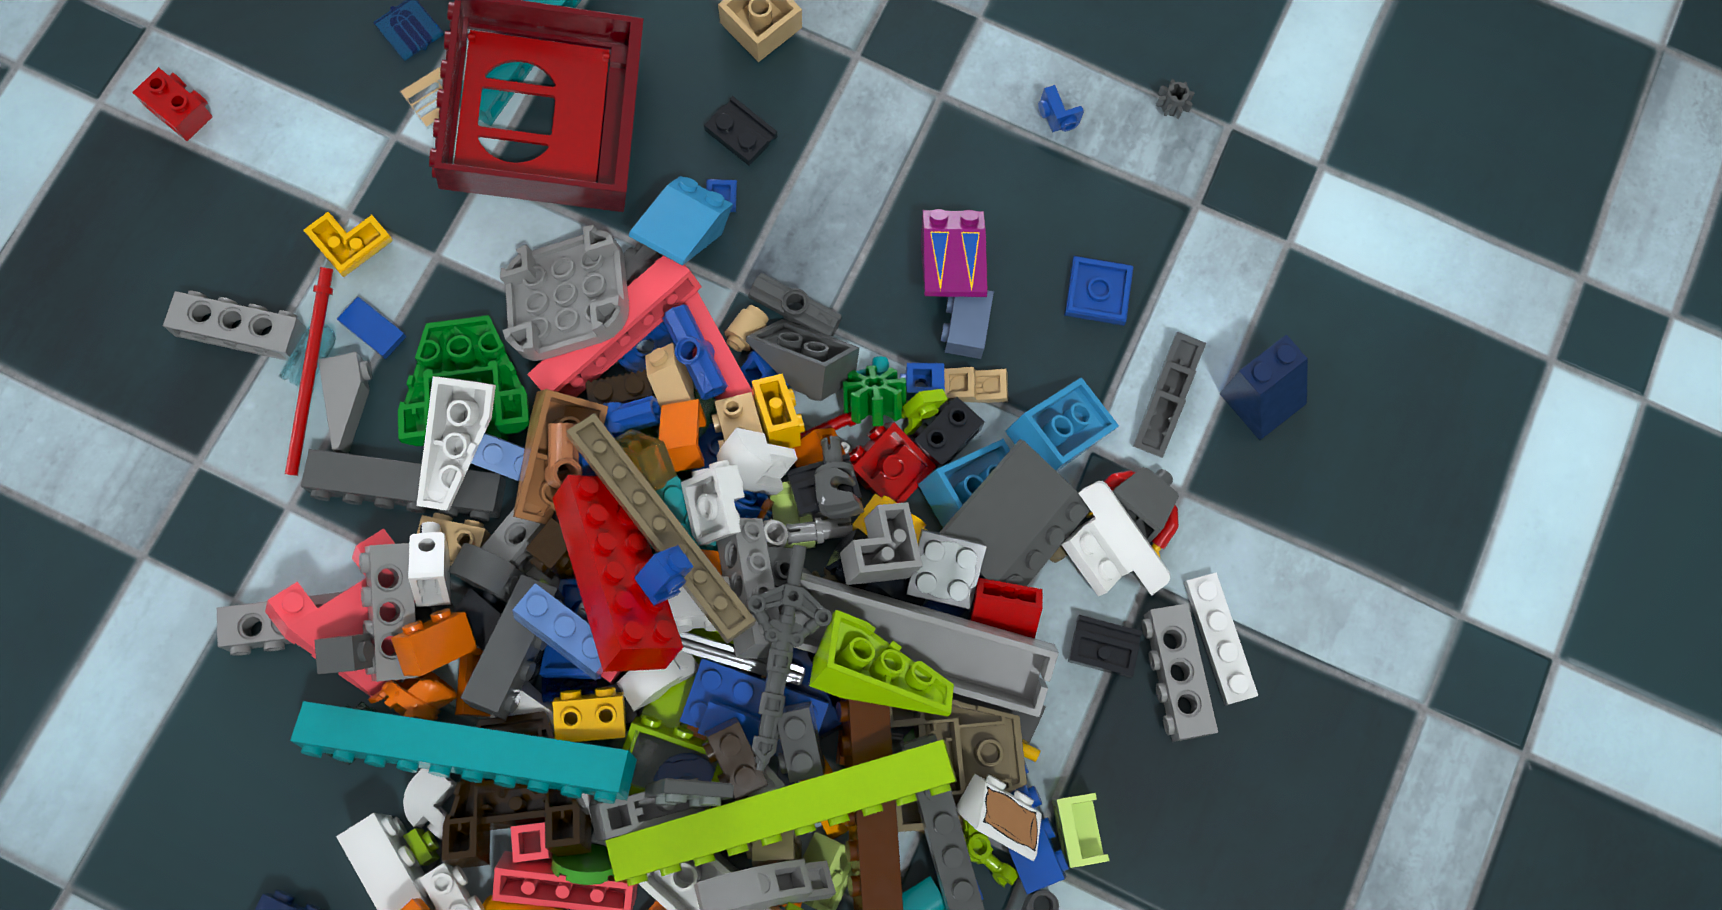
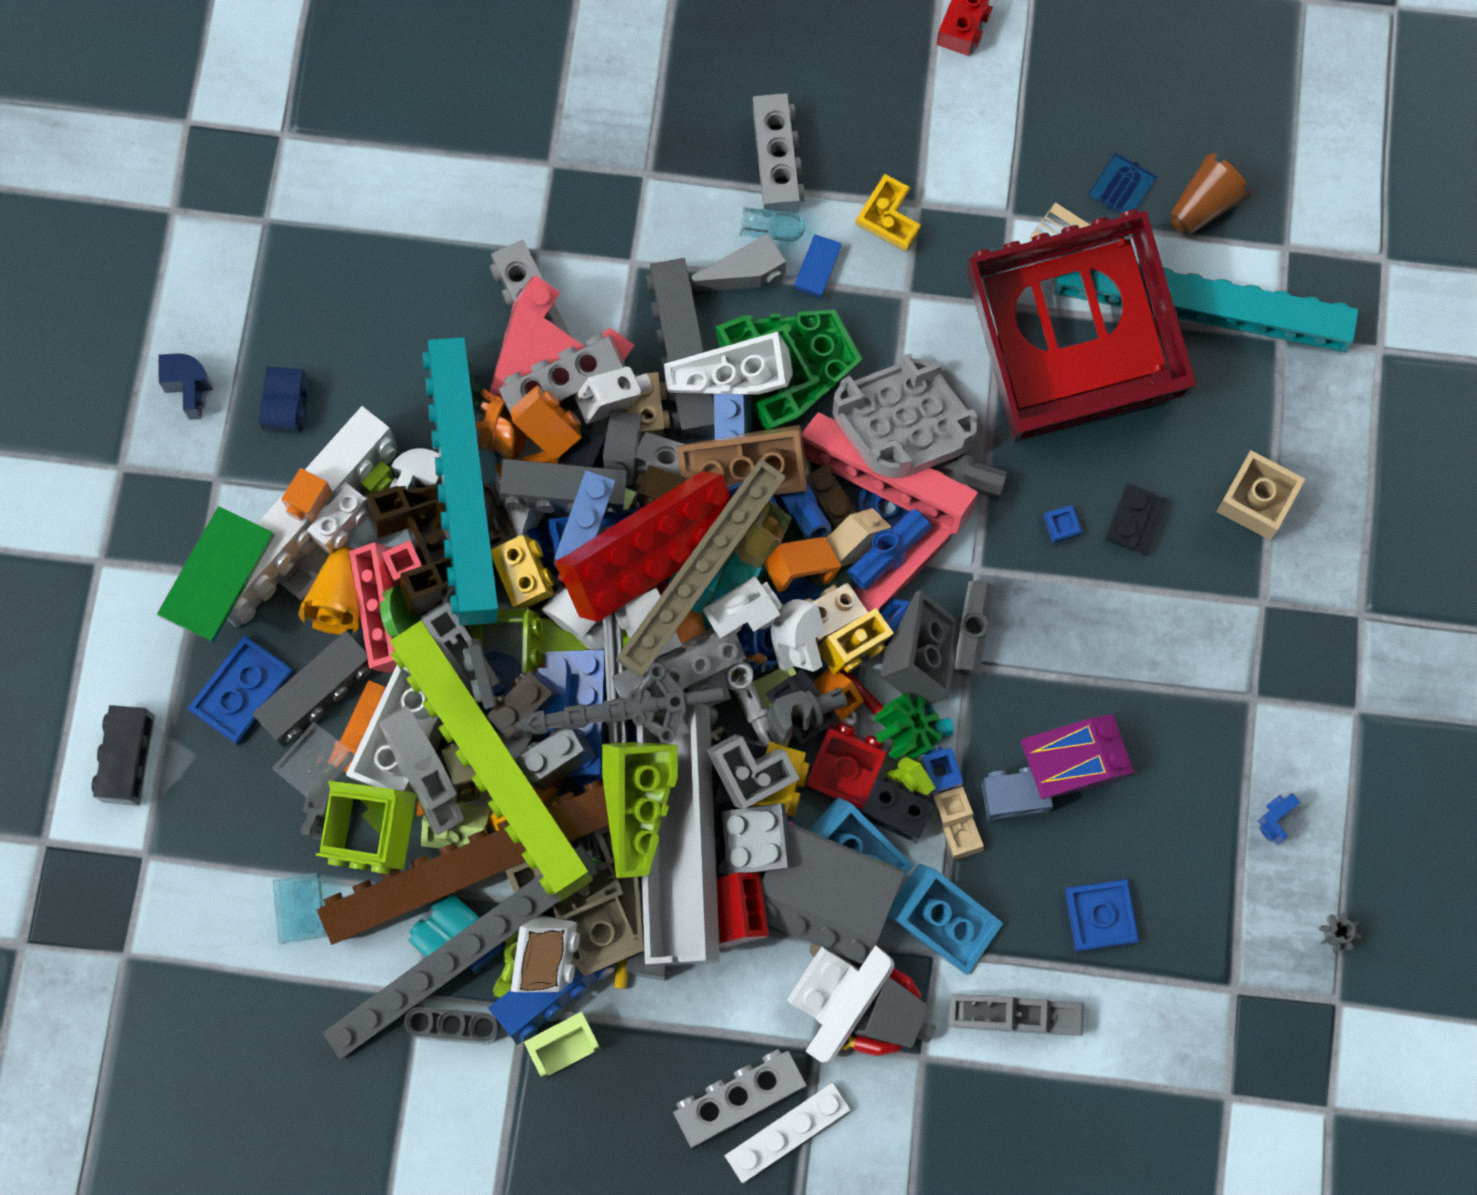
camera: 80 degrees right, 0 degrees up
(323, 290) = (827, 212): red bar -> none
(344, 653) = (511, 352): dark grey brick -> none
(560, 452) = (745, 462): nougat piece -> none
(664, 574) = (654, 583): blue brick -> none
(682, 220) = (1013, 494): dark azure slope -> none
(746, 323) = (937, 588): tan brick -> none
(1105, 646) = (742, 1021): black plate -> none
(1269, 387) = (1053, 1110): dark blue slope -> none

